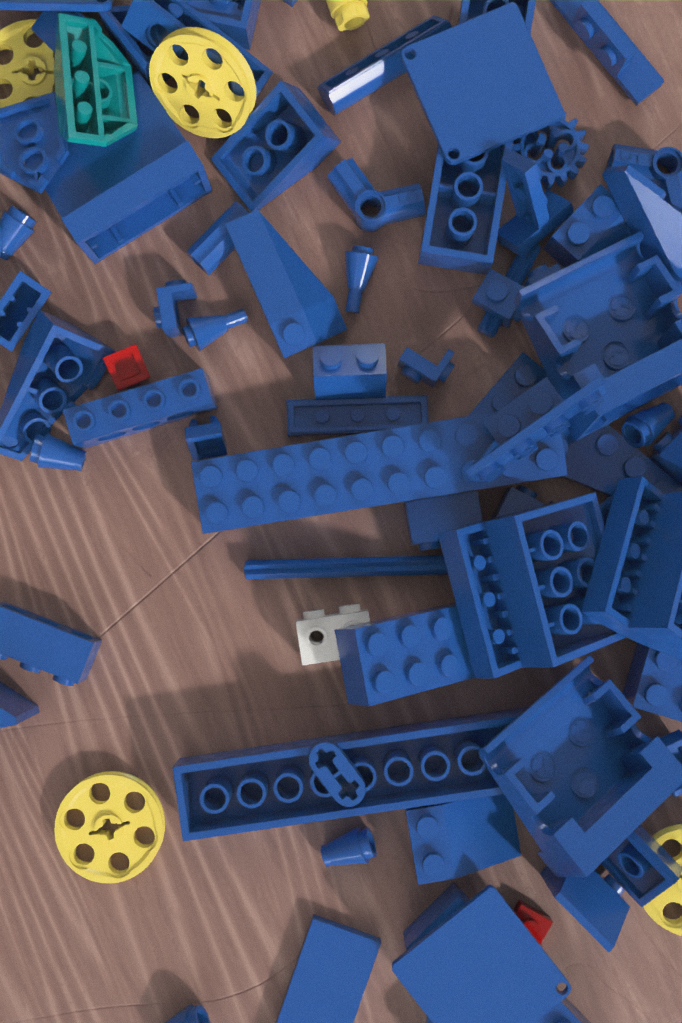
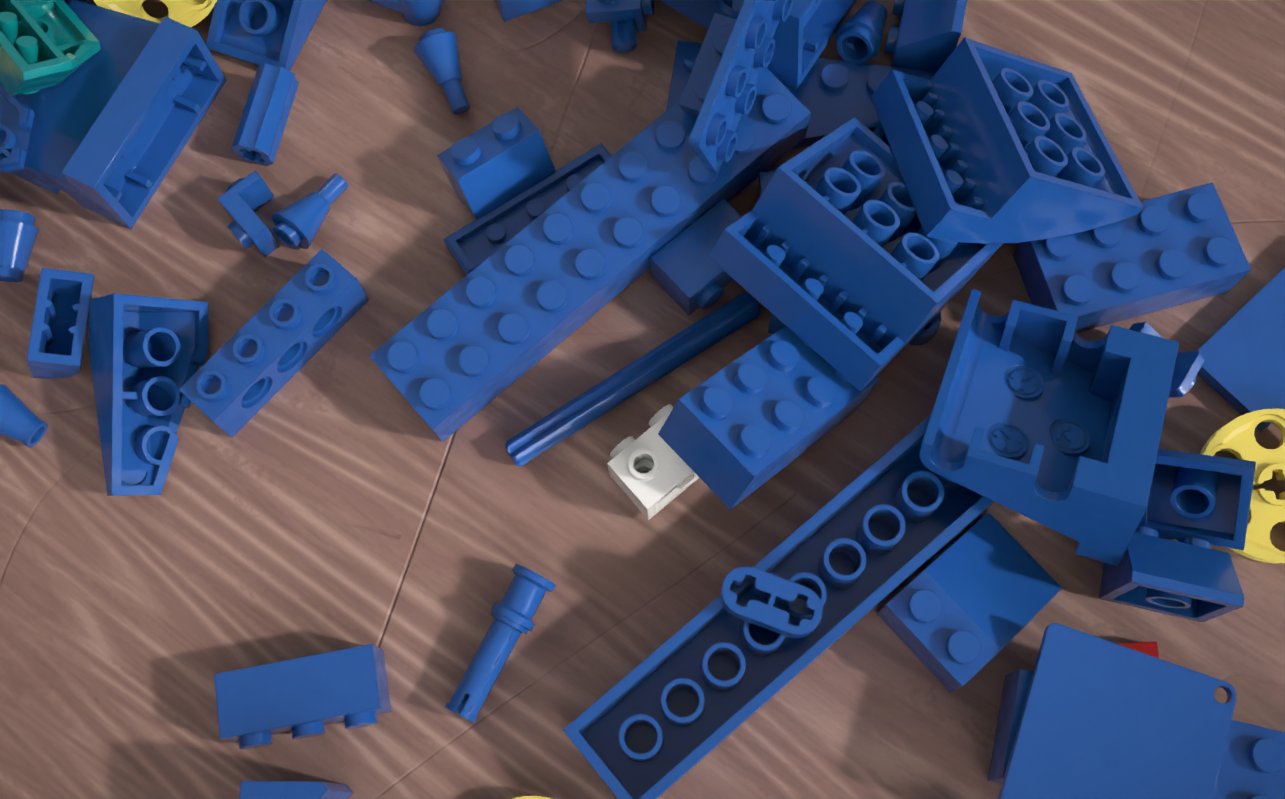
camera: 30 degrees left, 15 degrees down
(56, 454) = (200, 456): blue cone -> none
(126, 367) = (229, 307): red plate -> none
(185, 673) = (511, 619): none -> blue pin
(205, 439) = (371, 330): blue tile -> none
(289, 293) = (371, 124): blue wedge -> none
(350, 848) = (851, 709): blue cone -> none
(418, 368) = (579, 117): blue bracket -> none

